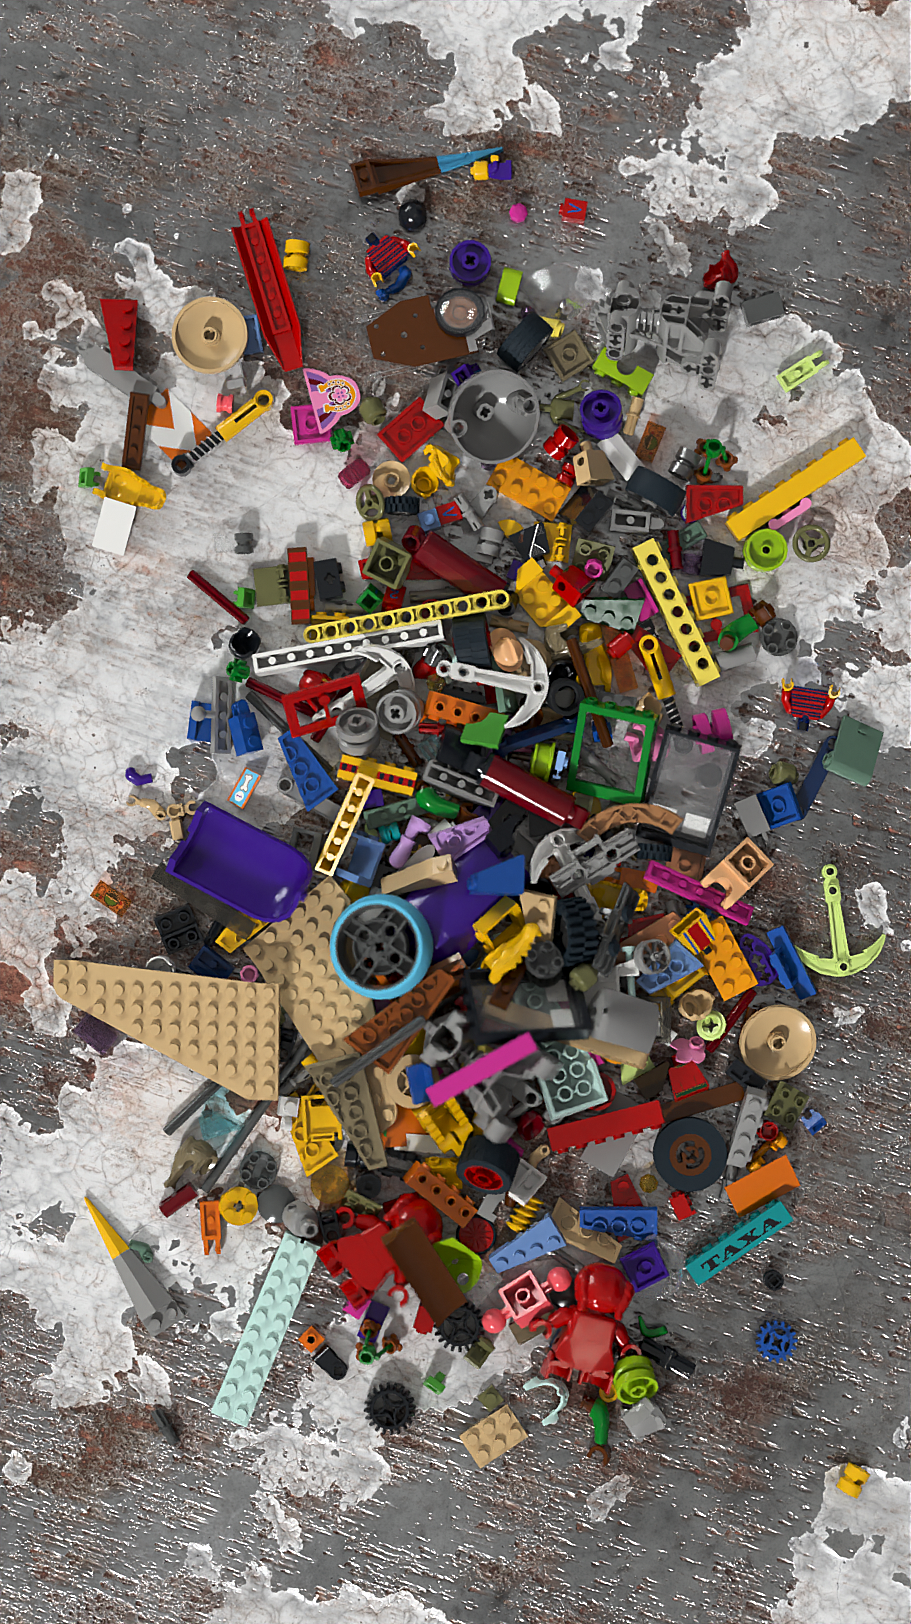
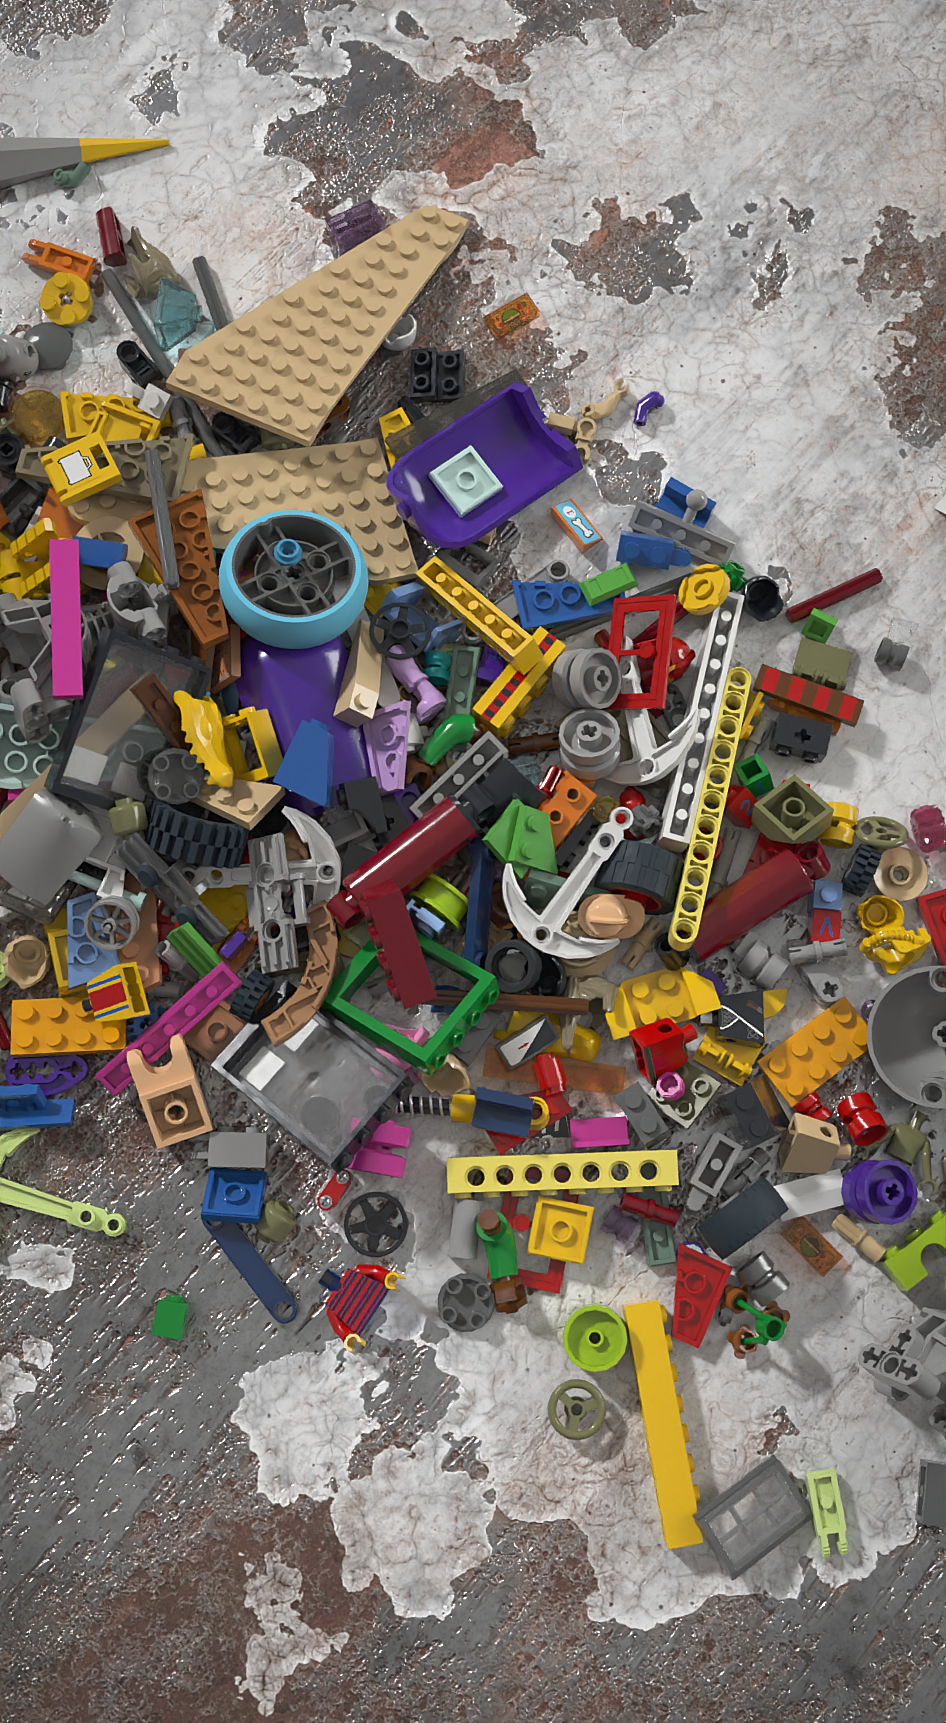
camera: 115 degrees right, 10 degrees down
(211, 964) = (373, 392): dark blue plate -> none
(249, 973) = (341, 431): bright pink tile -> none
(251, 872) = (465, 481): none -> light aqua tile
(258, 682) = (704, 589): none -> yellow tile
(258, 1170) = (97, 342): dark grey dish -> none
(265, 1131) = (140, 368): none -> black piece
(283, 746) = (608, 584): none -> bright green tile
(364, 954) = (287, 546): none -> dark azure plate
(370, 1124) = (76, 471): none -> yellow container
(381, 865) = (400, 631): none -> black wheel
(482, 718) = (533, 841): none -> bright green wing
(588, 772) = (398, 943): none -> dark red brick
(607, 667) = (527, 1042): none -> slope
(615, 613) = (595, 1089): wing -> none
(629, 877) = (234, 946): none -> dark purple tile
(643, 899) = (194, 949): none -> bright green tile
(653, 909) = (176, 960): none -> light grey axle
(659, 662) = (503, 1112): none -> dark blue panel
(718, 559) = (609, 1266): black torso -> none
(751, 746) = (335, 1190): none -> red piece
(757, 713) = (375, 1224): none -> black wheel
(789, 514) = (629, 1396): bright pink plate -> none
(825, 413) = (752, 1517): none -> clear piece
(853, 752) = (257, 1334): sand green door -> none
(867, 810) = (171, 1317): none -> green brick

